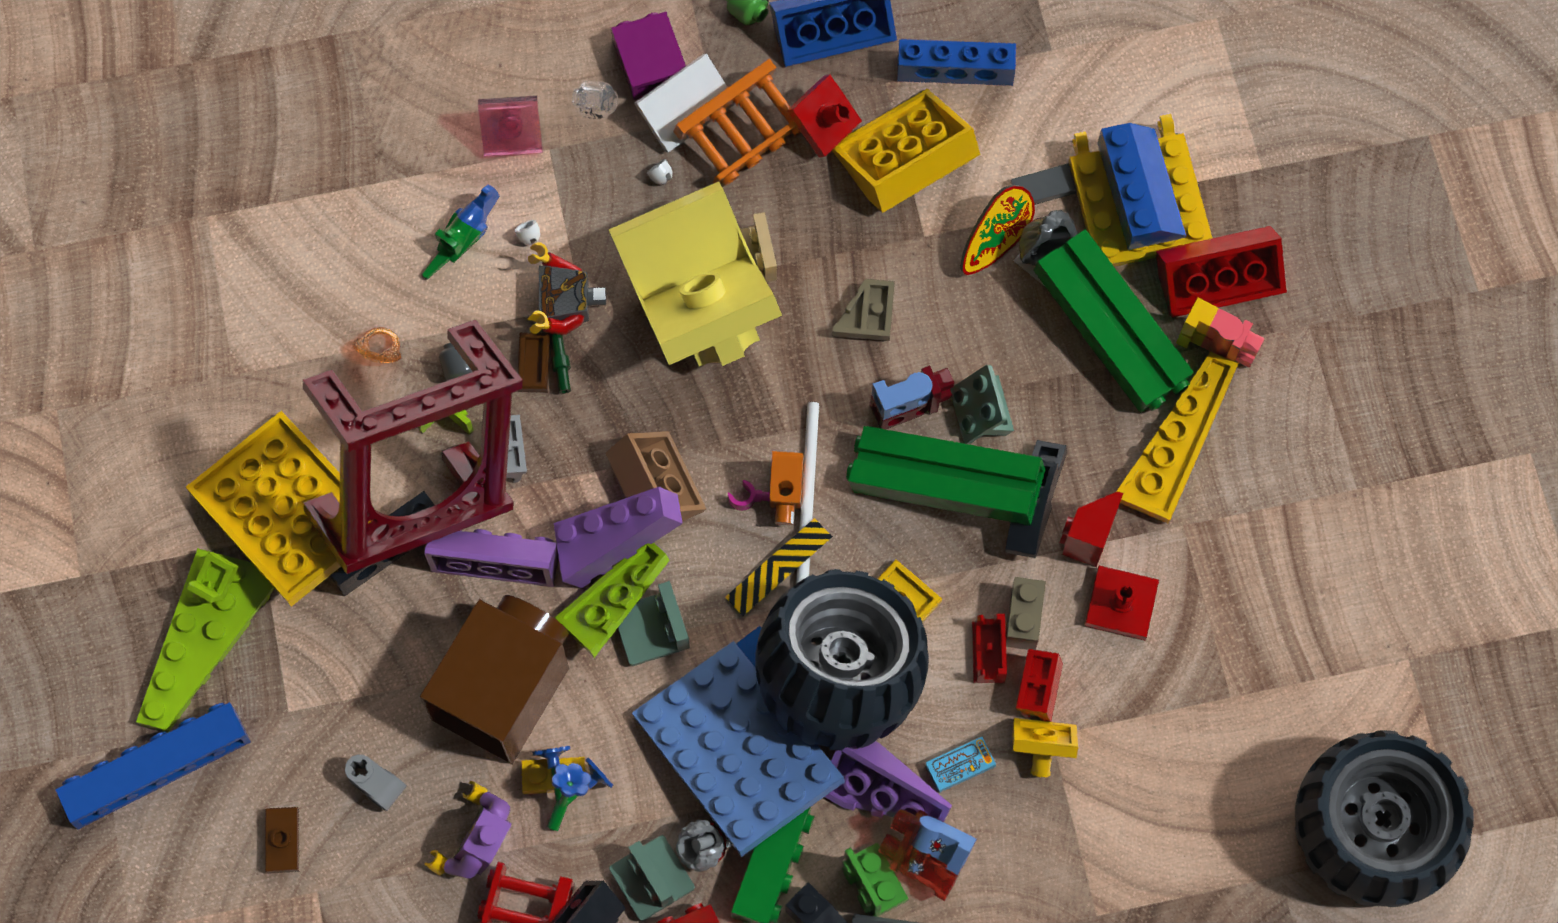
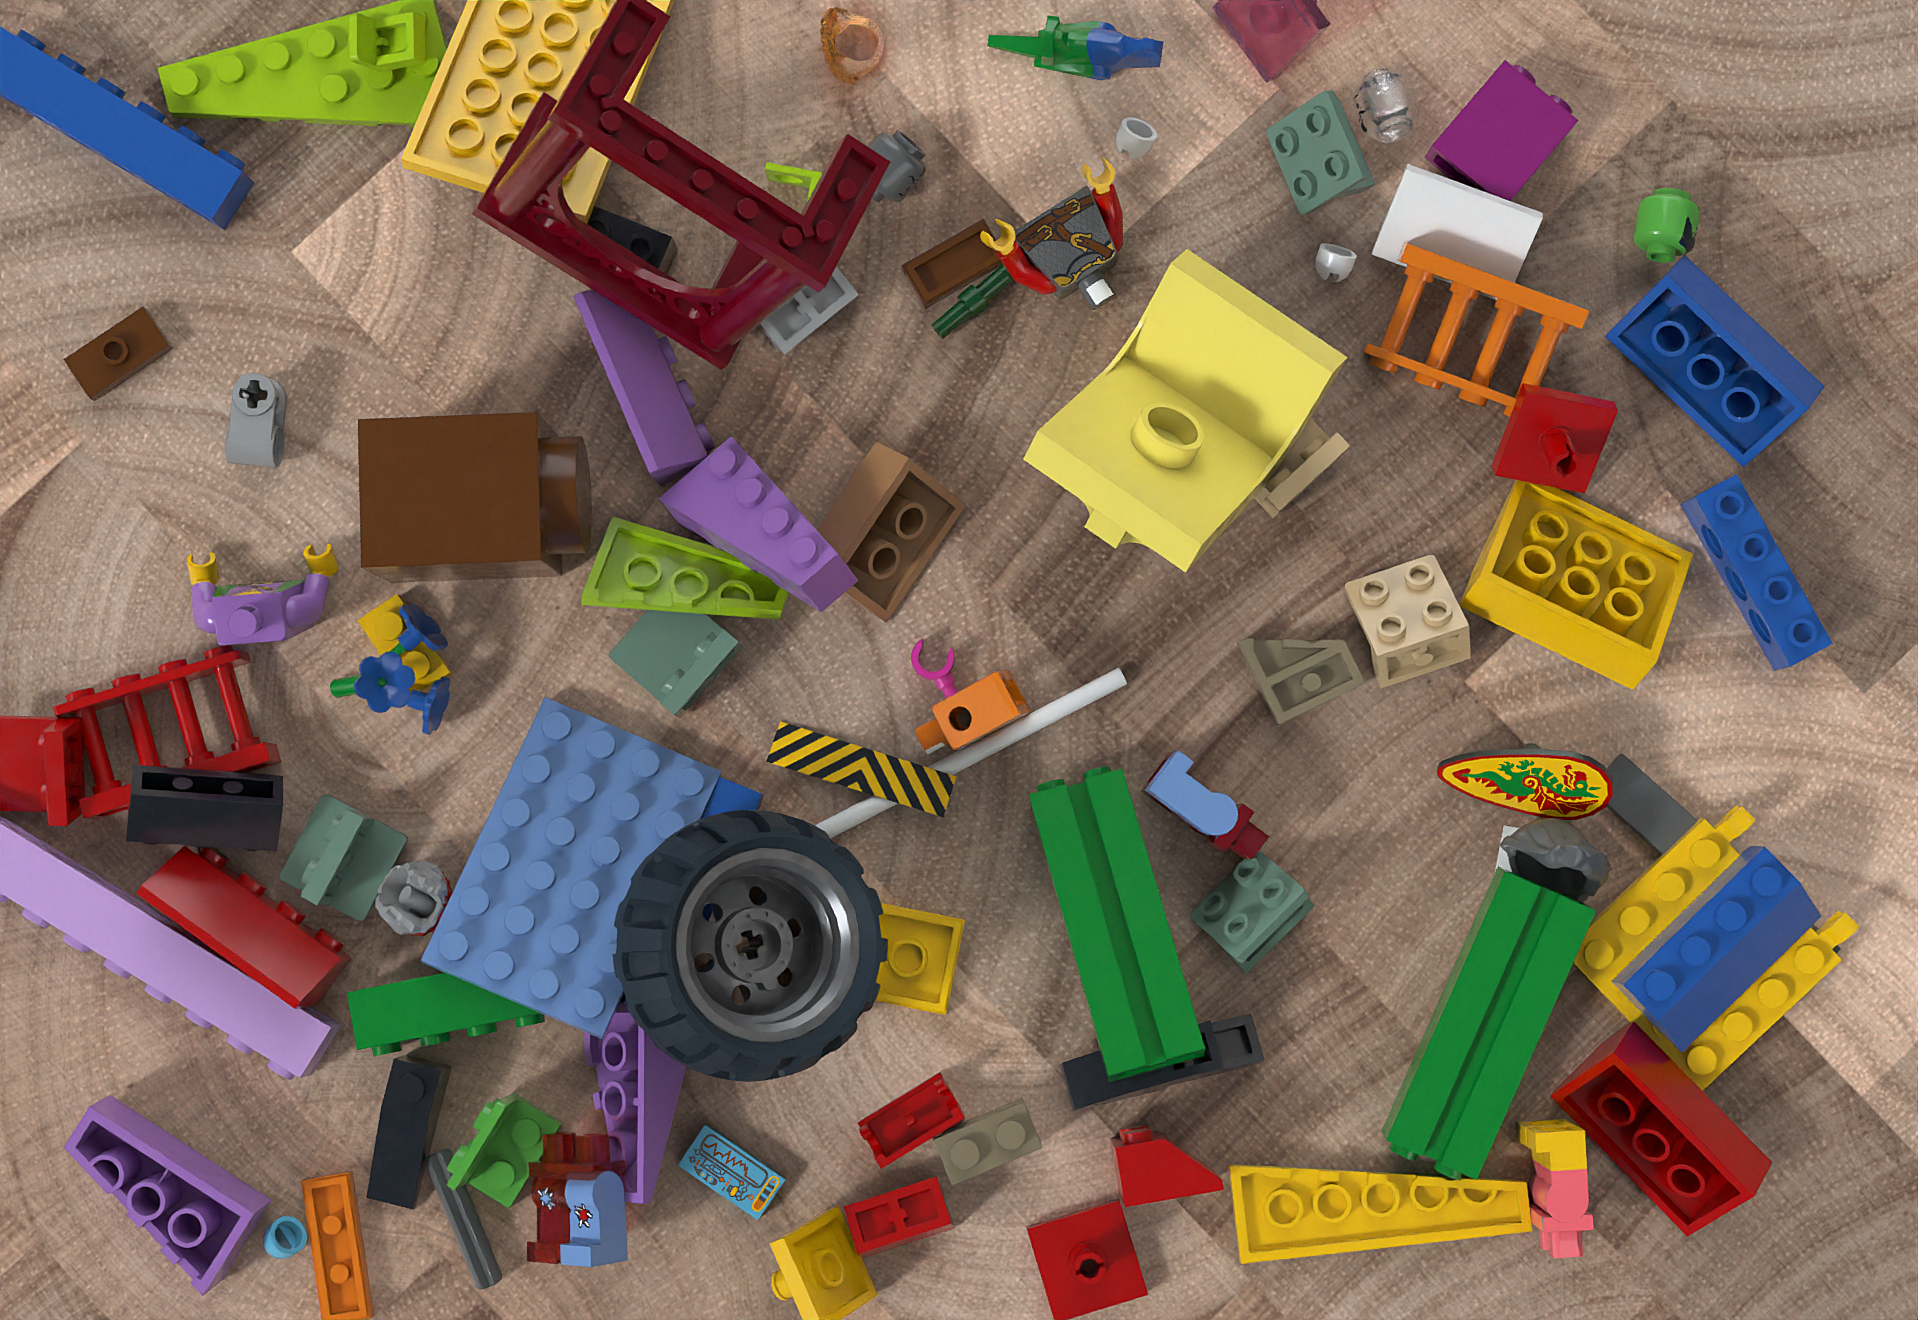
camera: 60 degrees right, 15 degrees up
(598, 144) = (1319, 153): none -> sand green bracket
(875, 240) = (1410, 620): none -> tan bracket

